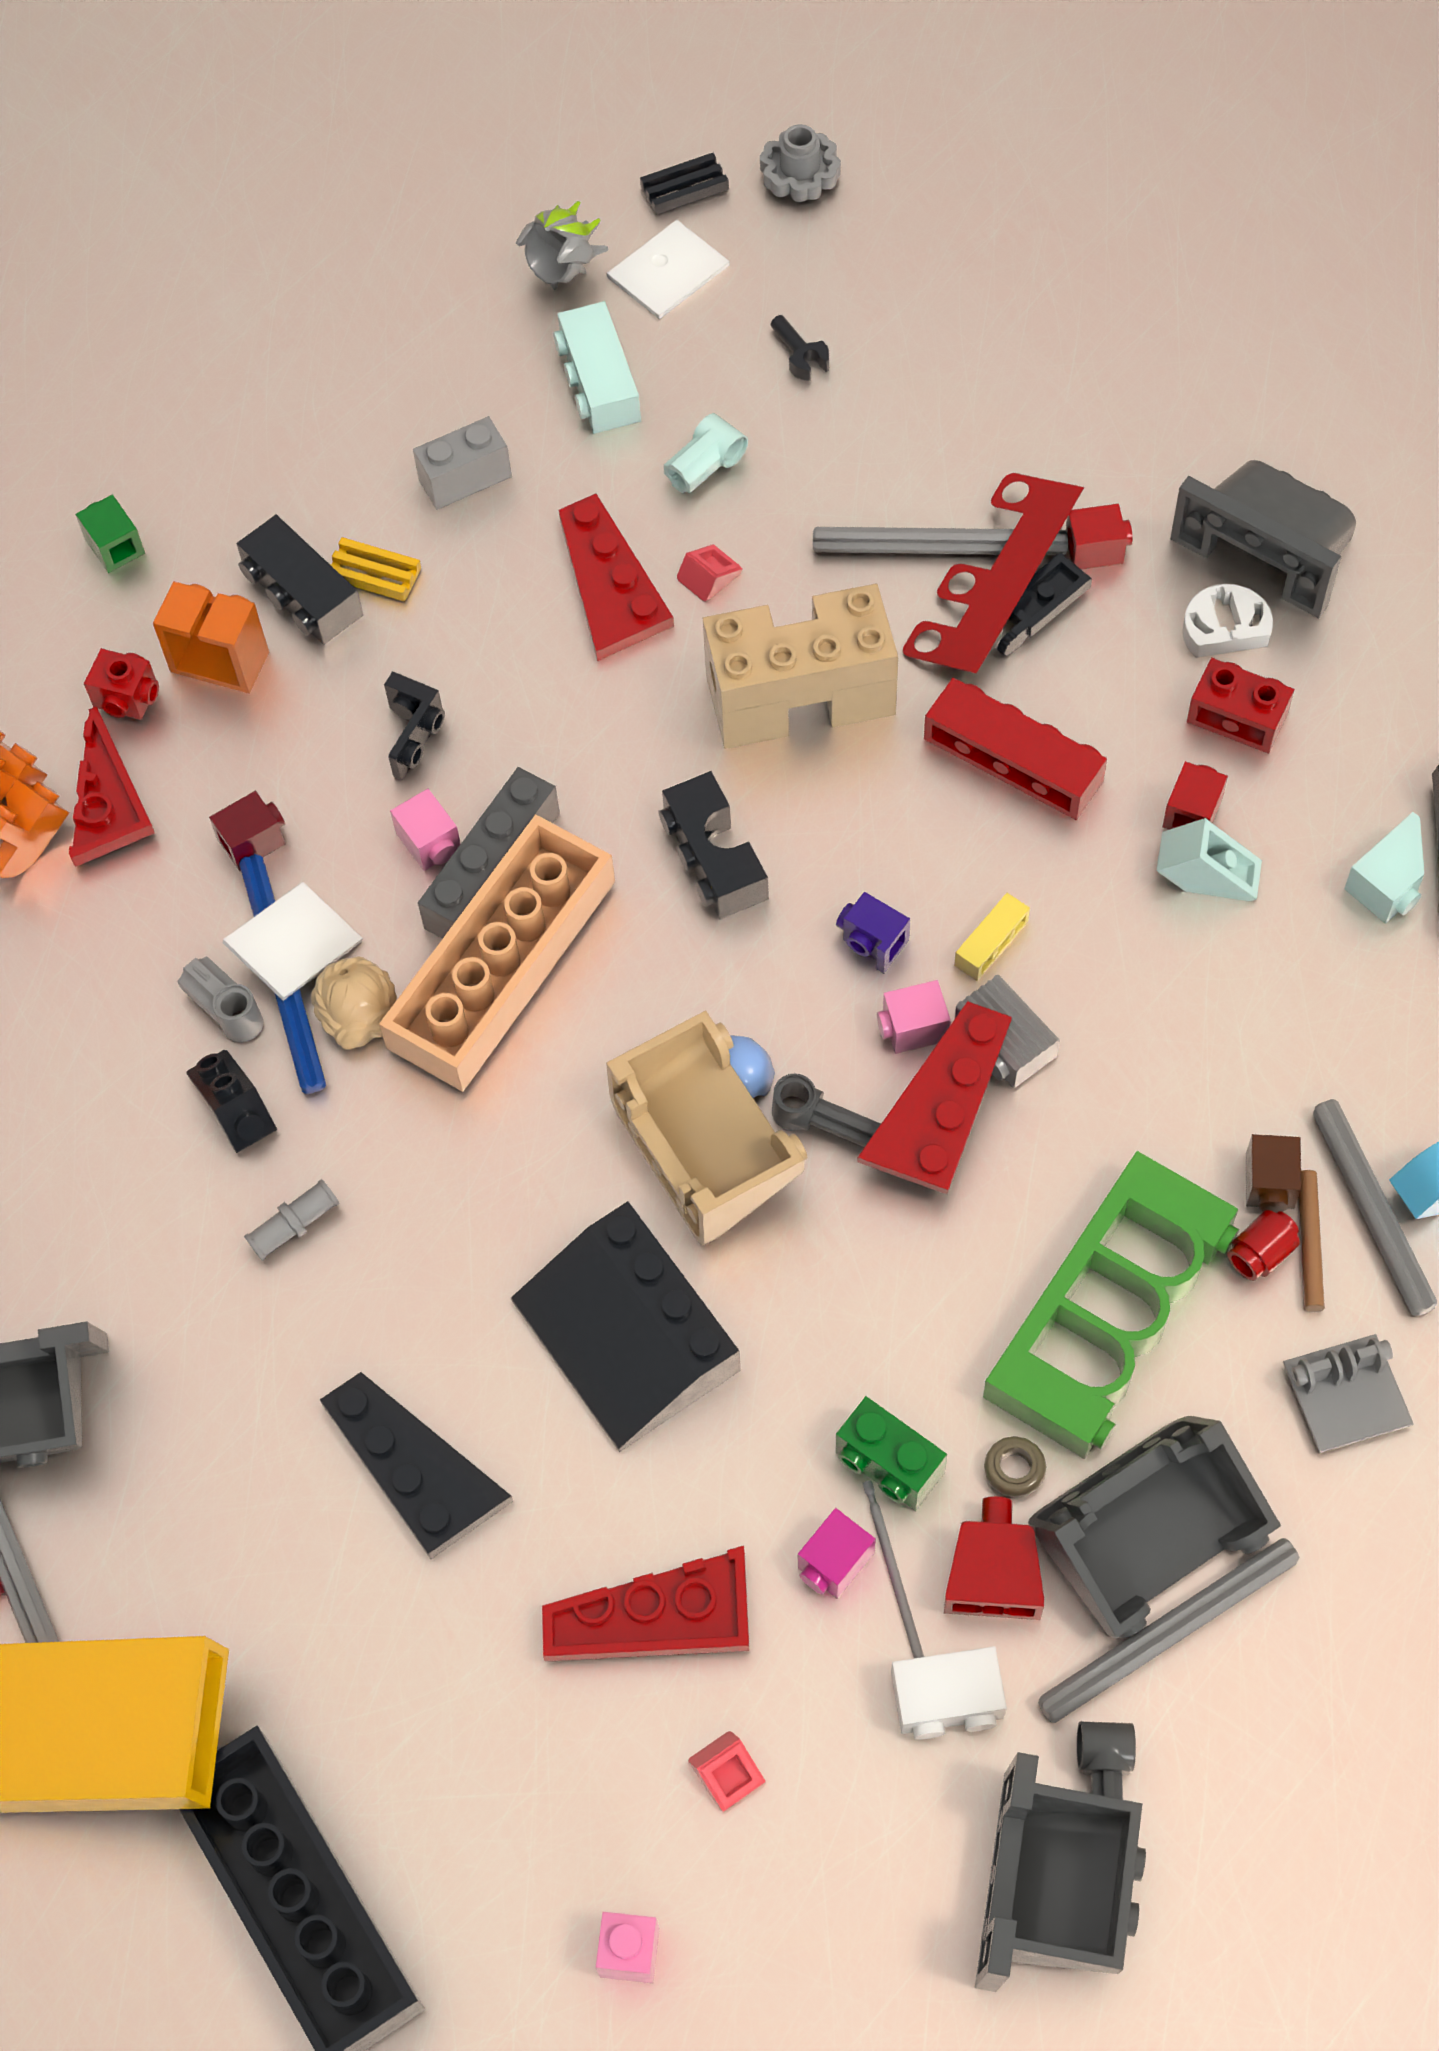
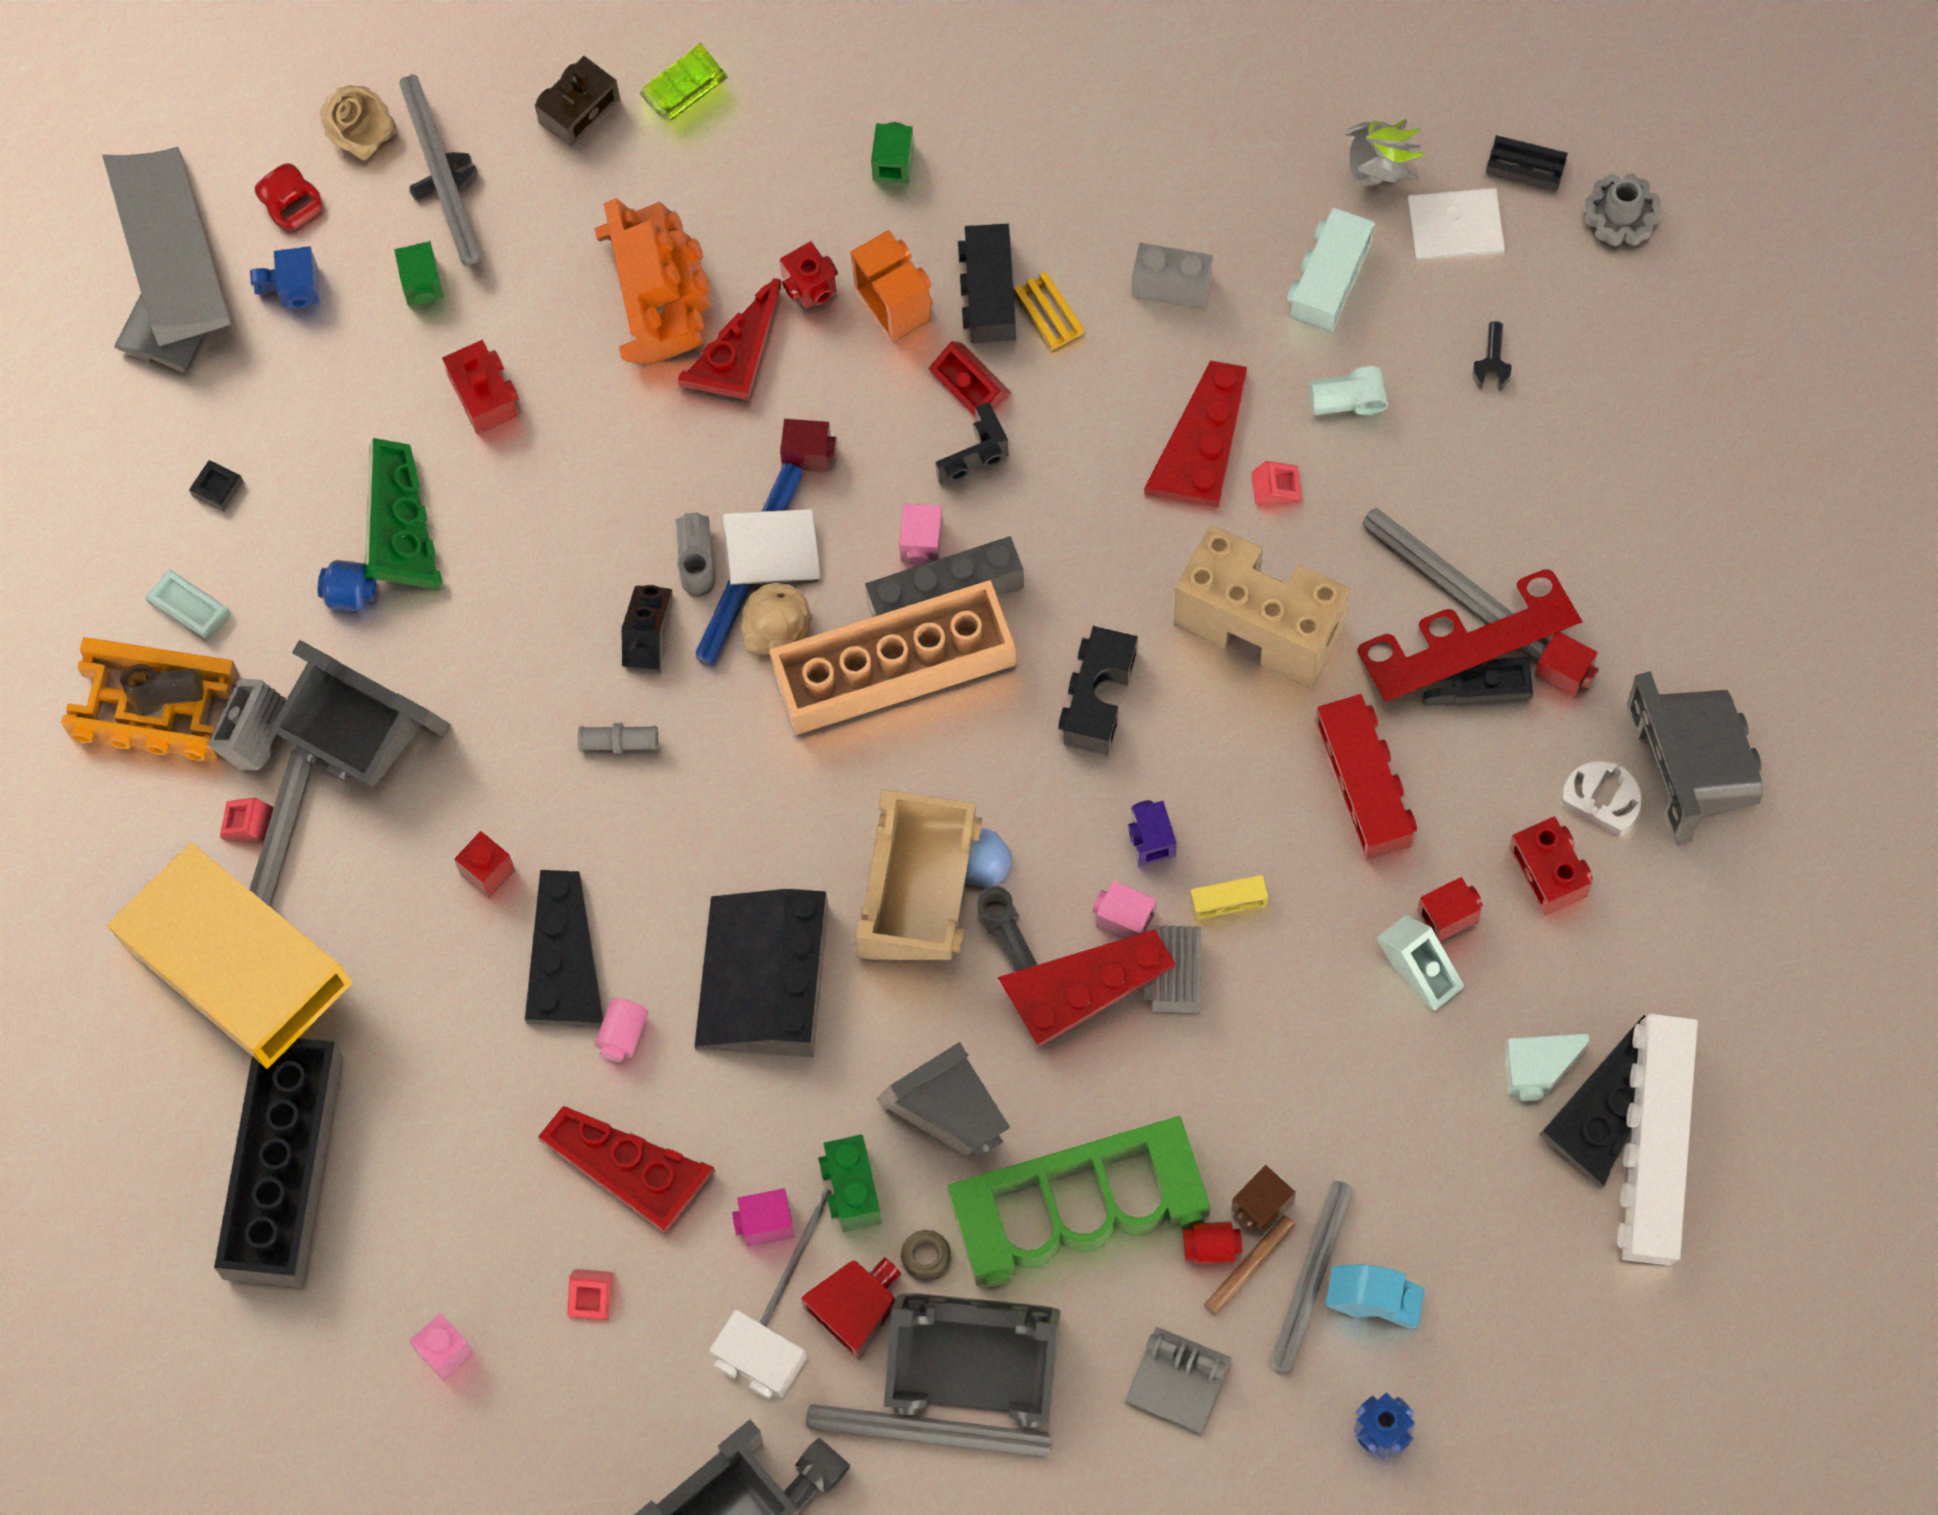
camera: 40 degrees right, 5 degrees up
(260, 1435) = (484, 864): none -> red brick
(348, 674) = (968, 377): none -> red slope
(535, 1487) = (620, 1029): none -> bright pink brick
(927, 1297) = (948, 1103): none -> dark grey windscreen

